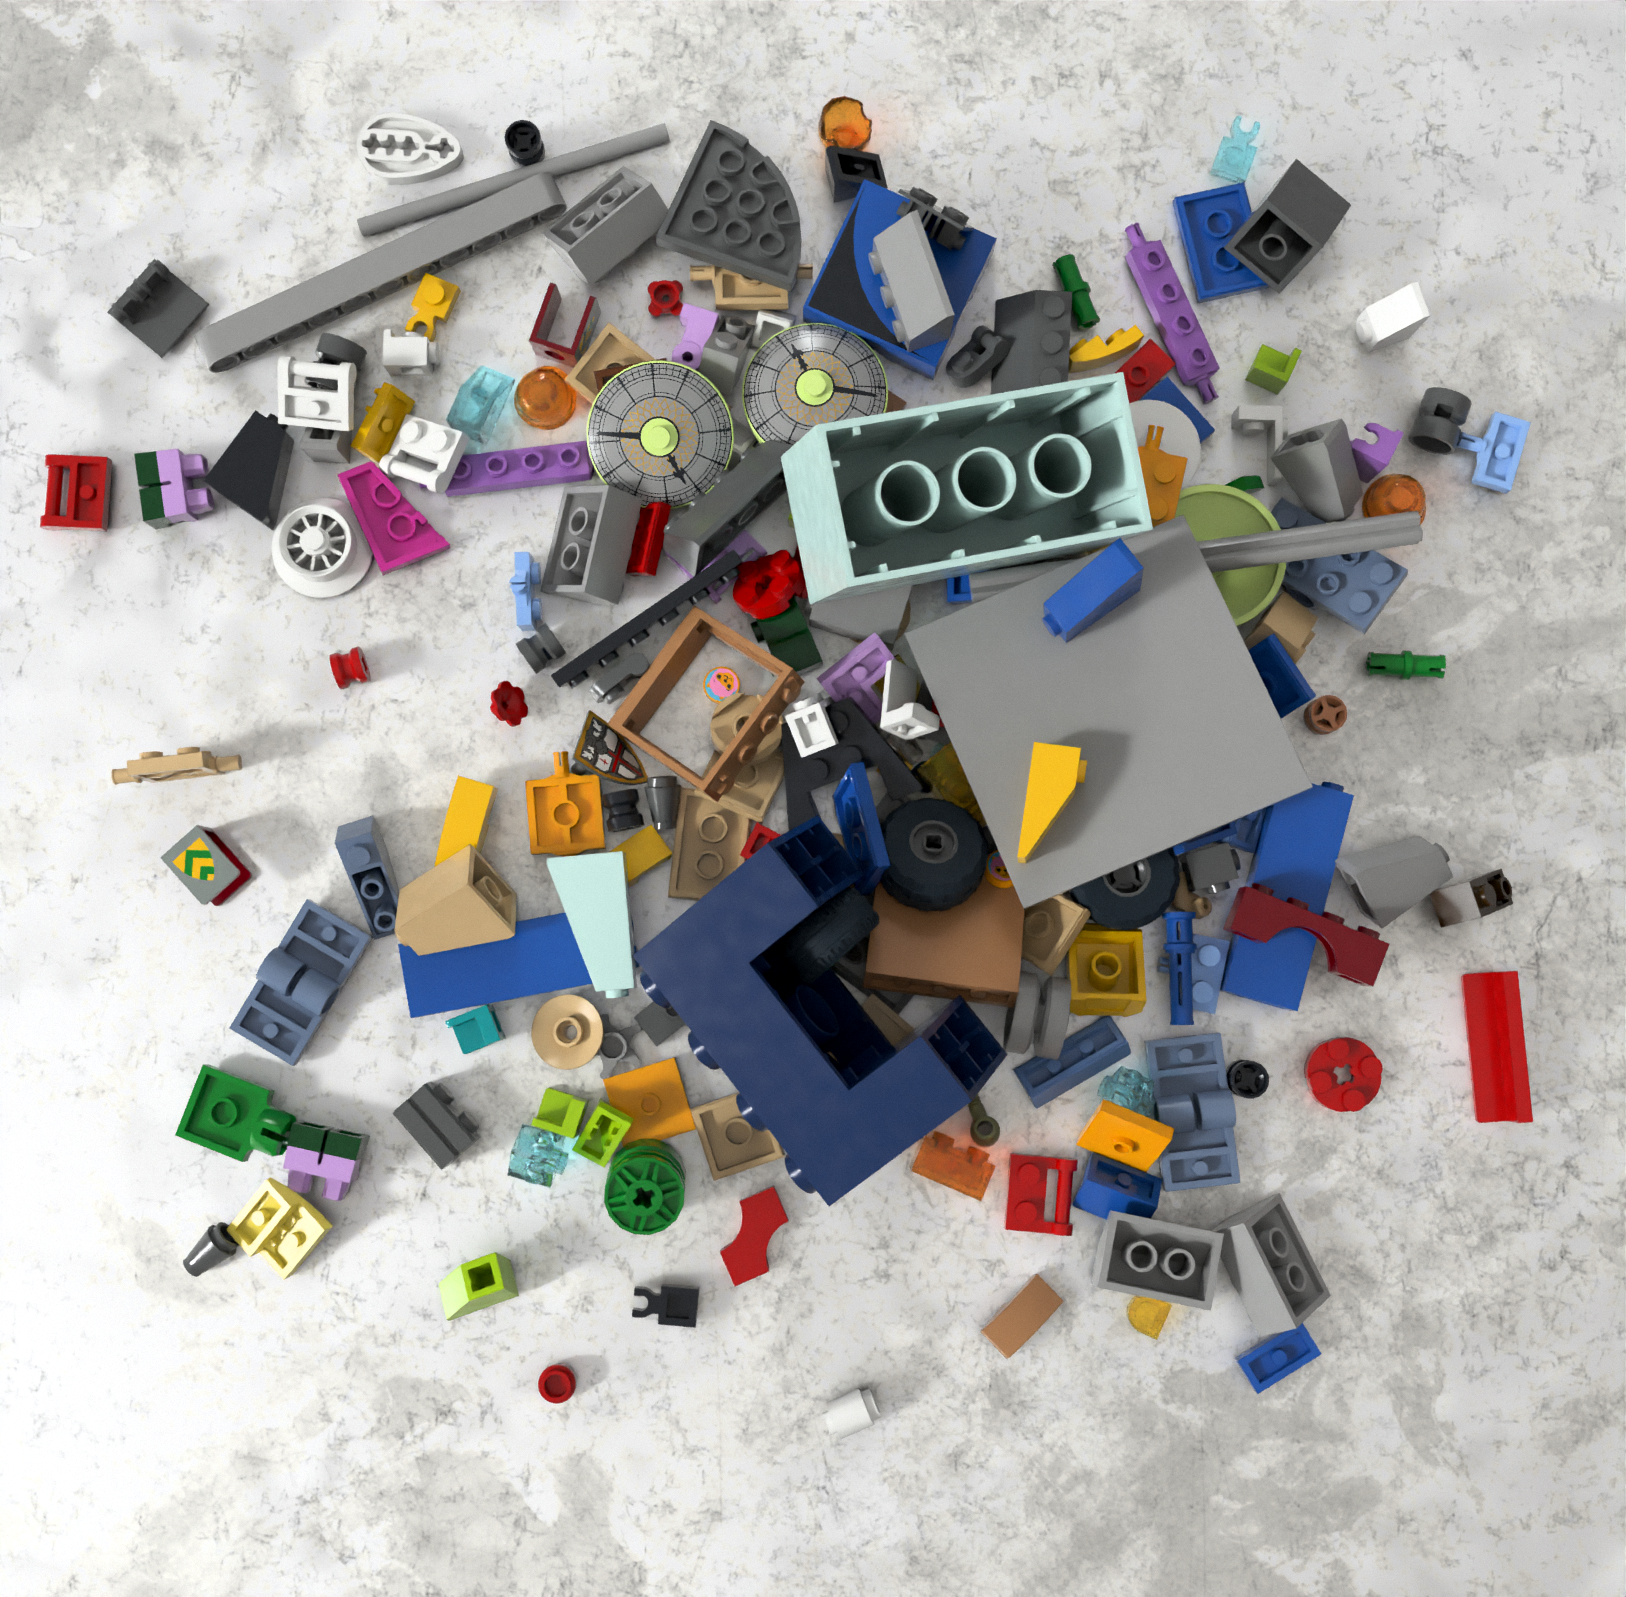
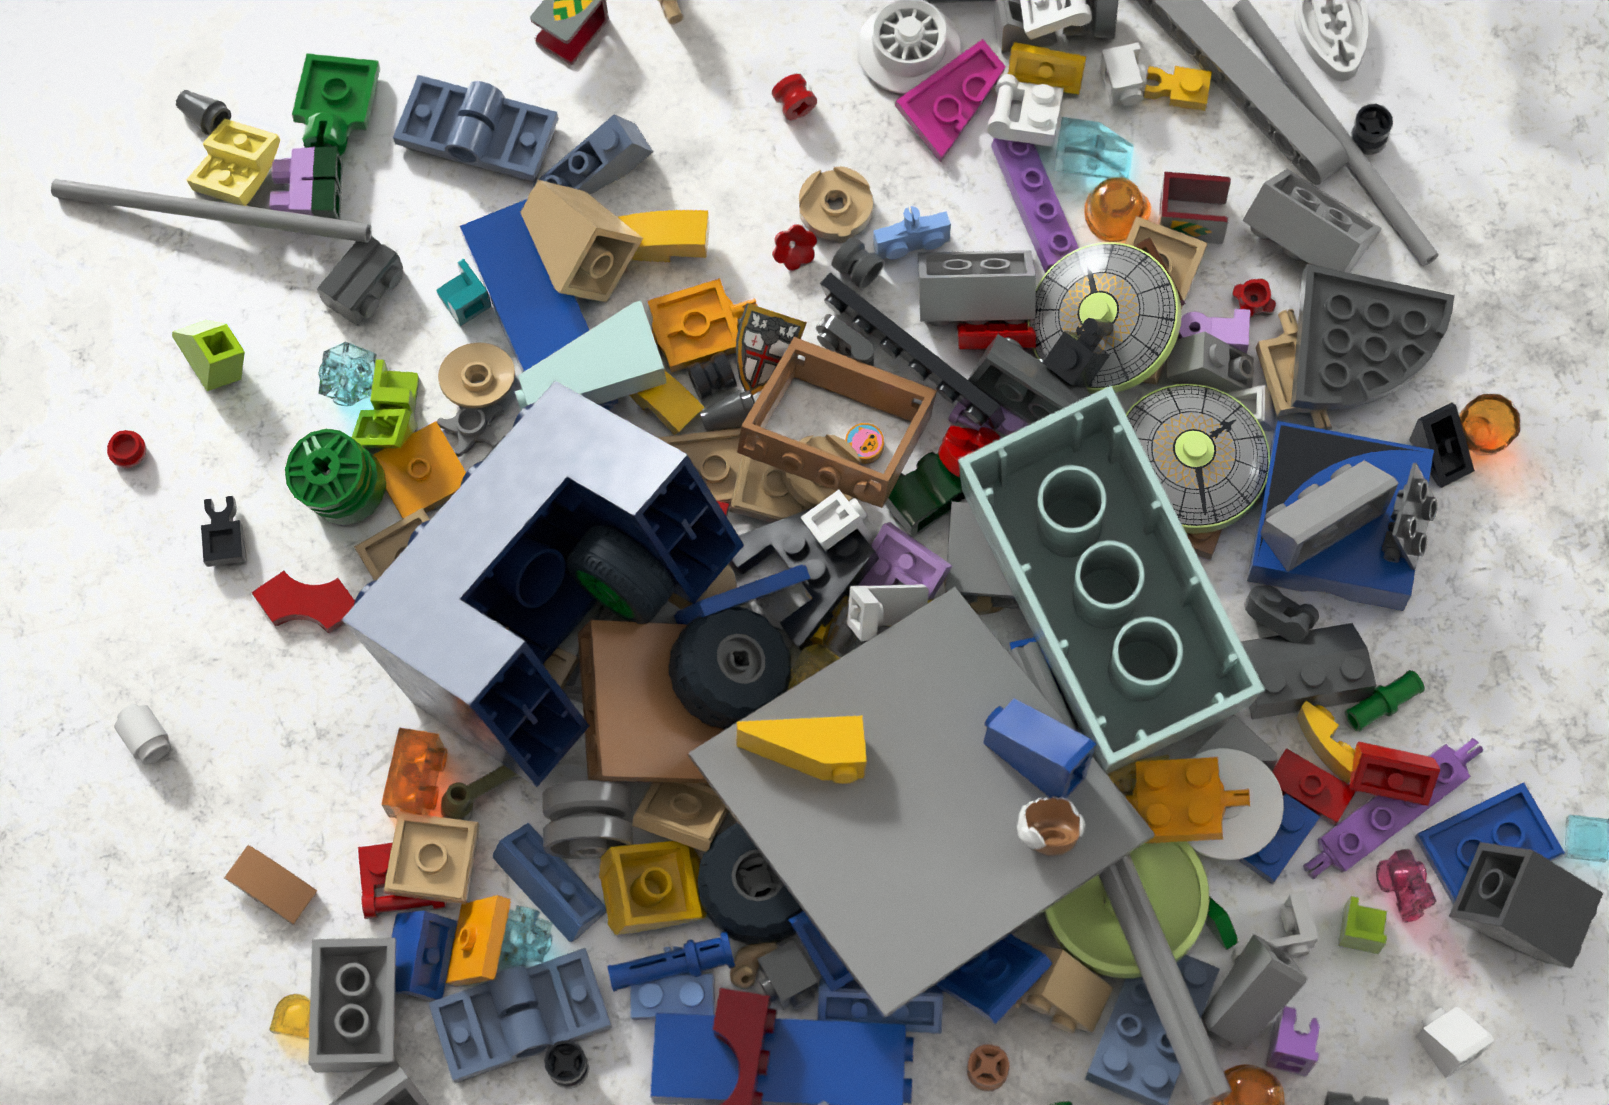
camera: 80 degrees right, 15 degrees down
(327, 1261) = (211, 210): none -> light grey piece
(451, 655) = (838, 223): none -> tan plate
(700, 464) = (1077, 354): none -> black brick
(1036, 1163) = (432, 858): none -> tan tile
(1151, 300) = (1393, 773): none -> red slope
(1168, 600) = (1050, 825): none -> medium nougat hair
(1238, 320) = (1408, 881): none -> clear pink plate

